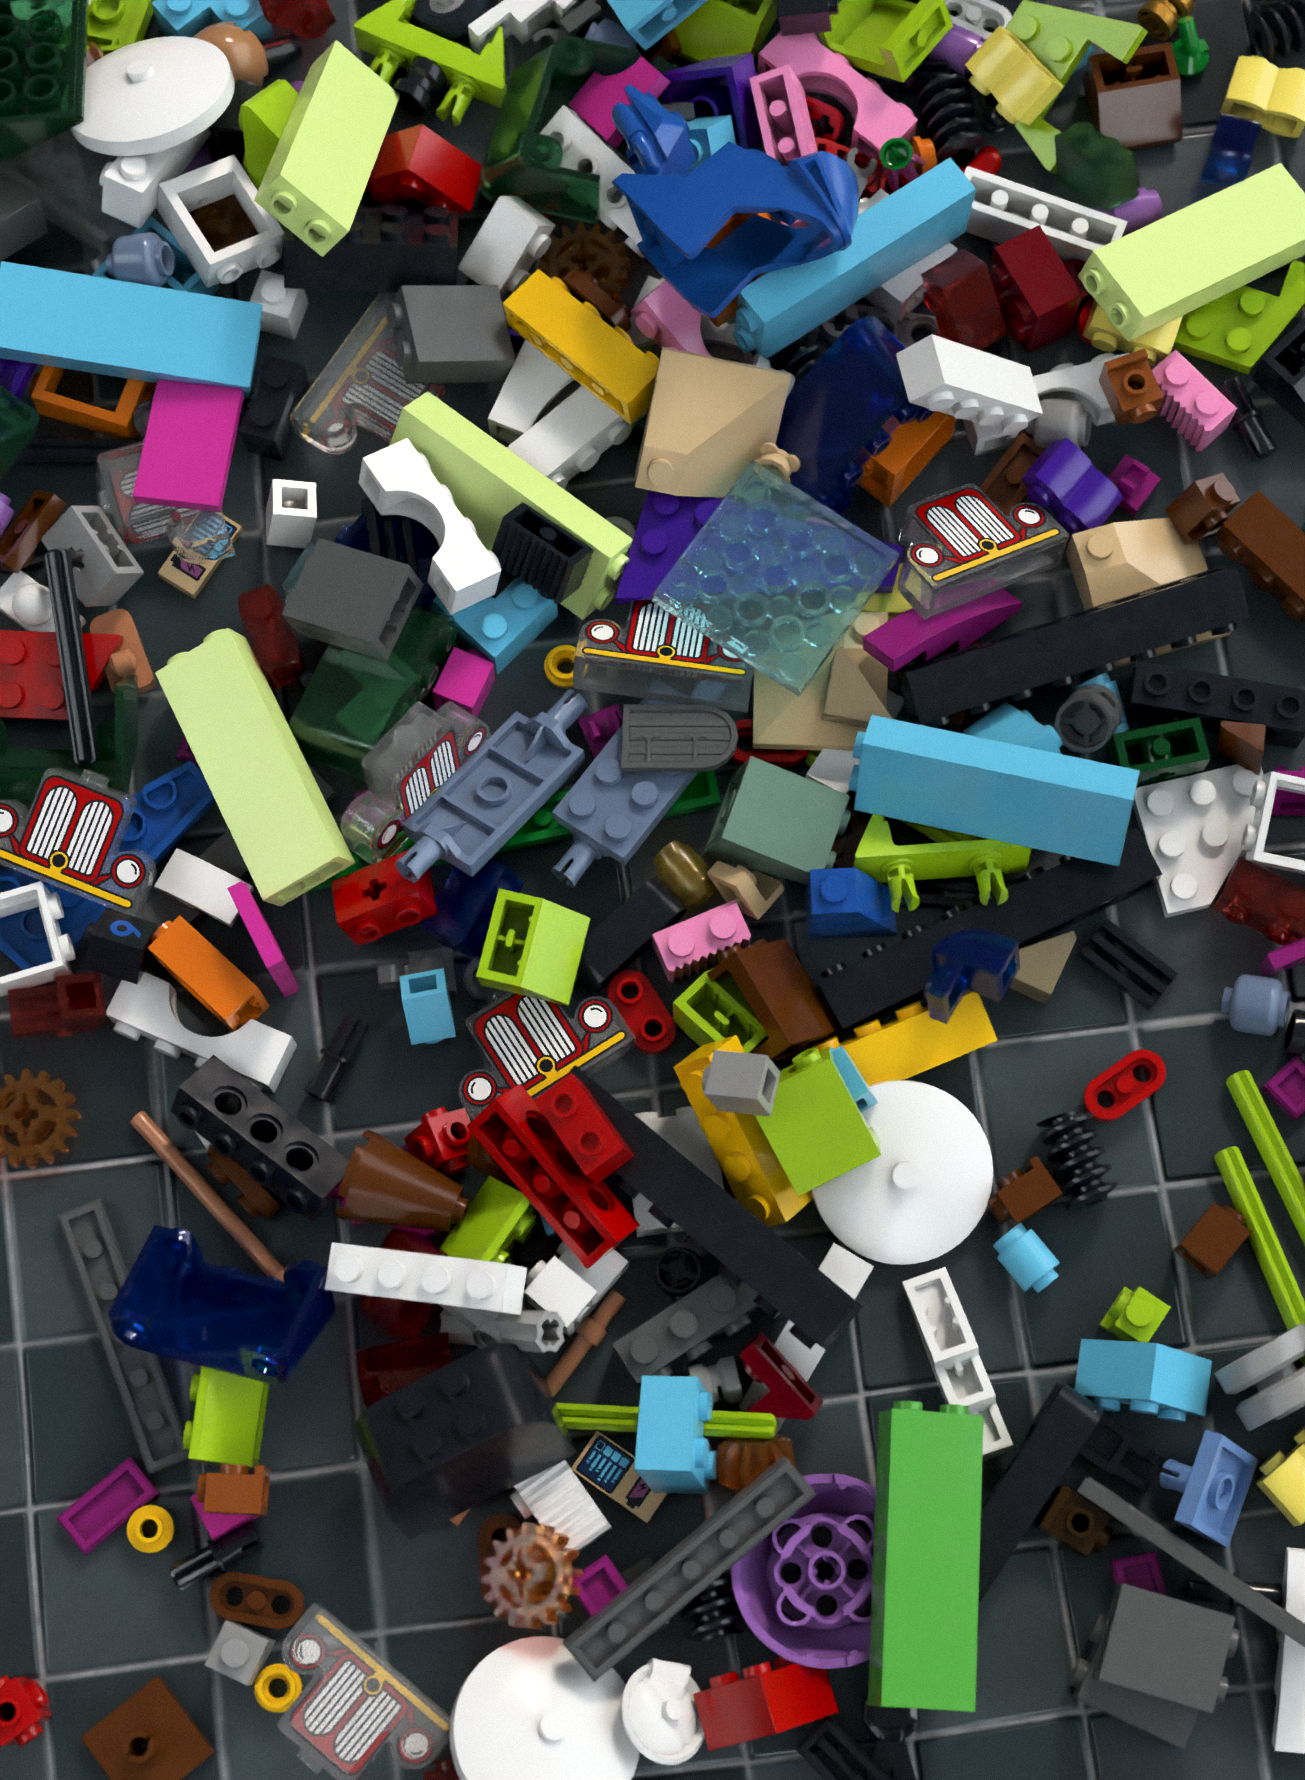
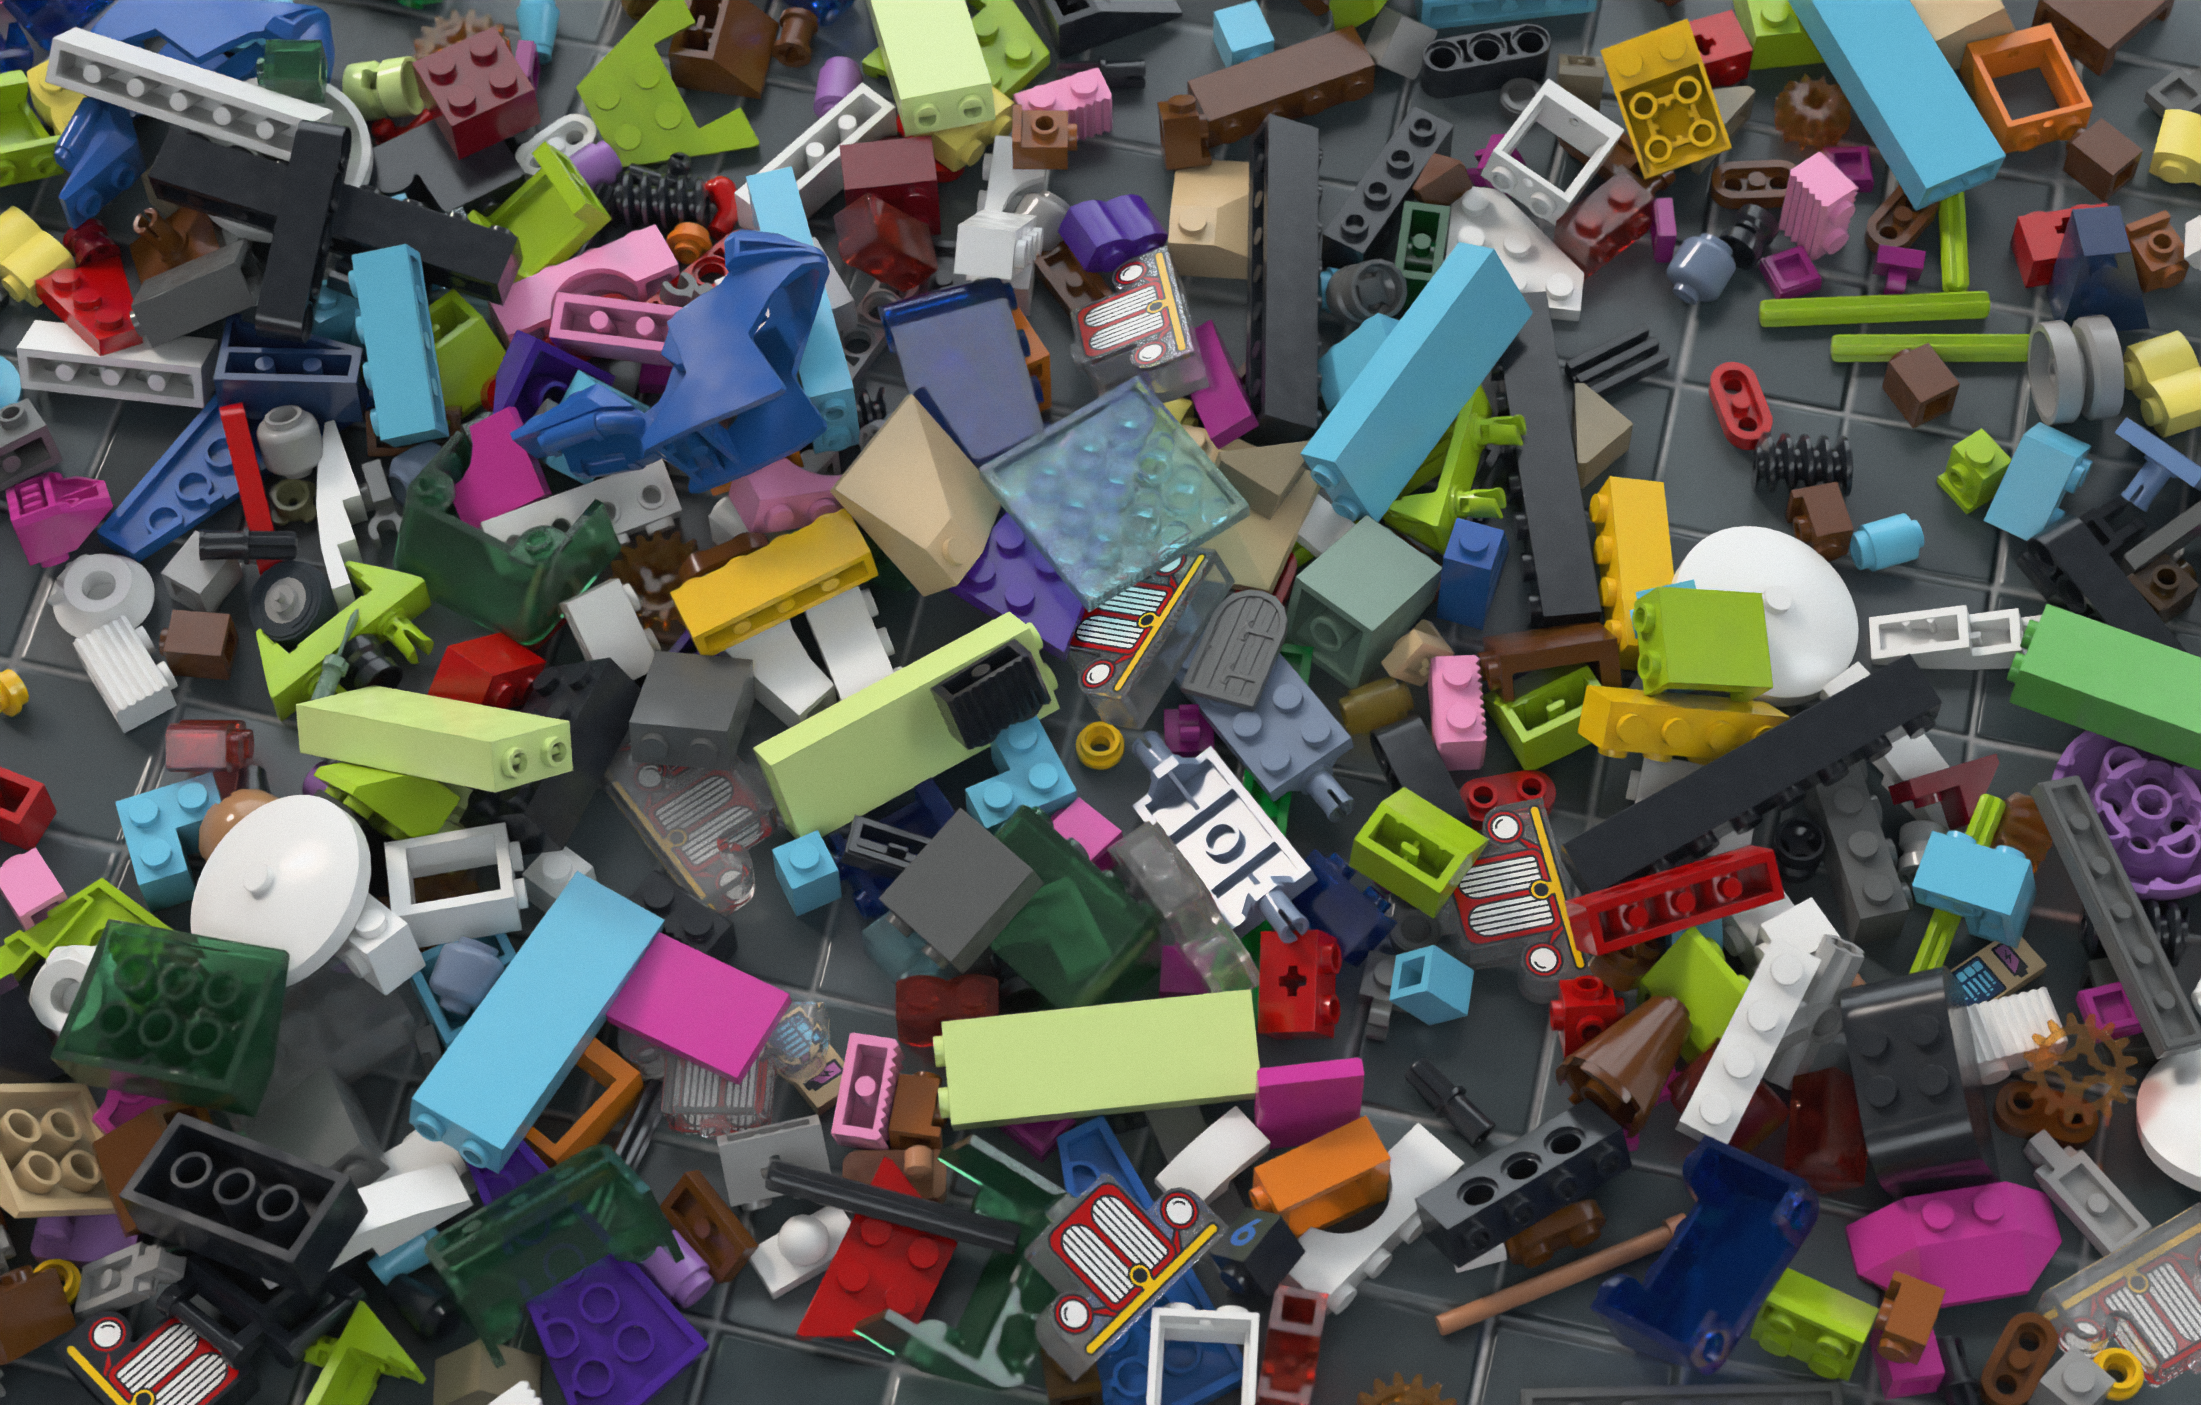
camera: 70 degrees left, 15 degrees down
(168, 640) = (917, 1112): none -> dark orange brick
(169, 601) = (867, 1092): none -> bright pink brick
(291, 513) = (817, 942): white brick -> none
(342, 481) = (807, 873): none -> medium azure brick
(343, 1525) = (1966, 1240): none -> dark pink wedge
(396, 57) = (334, 665): none -> sand green piece
(402, 484) = (855, 798): white arch -> none
(431, 1619) = (2085, 1194): none -> light grey hinge
(584, 1128) = (1642, 842): red brick -> none
(741, 1082) = (1655, 671): light grey brick -> none
(778, 461) = (985, 450): tan plate -> none
(898, 159) = (701, 244): piece -> none
(970, 961) = (1584, 467): clear blue brick -> none
(1013, 77) = (656, 123): light yellow brick -> none
(1096, 166) = (785, 92): clear green brick -> none
(1134, 482) = (1121, 181): magenta tile -> none
(1172, 156) = (797, 30): none -> reddish brown bush

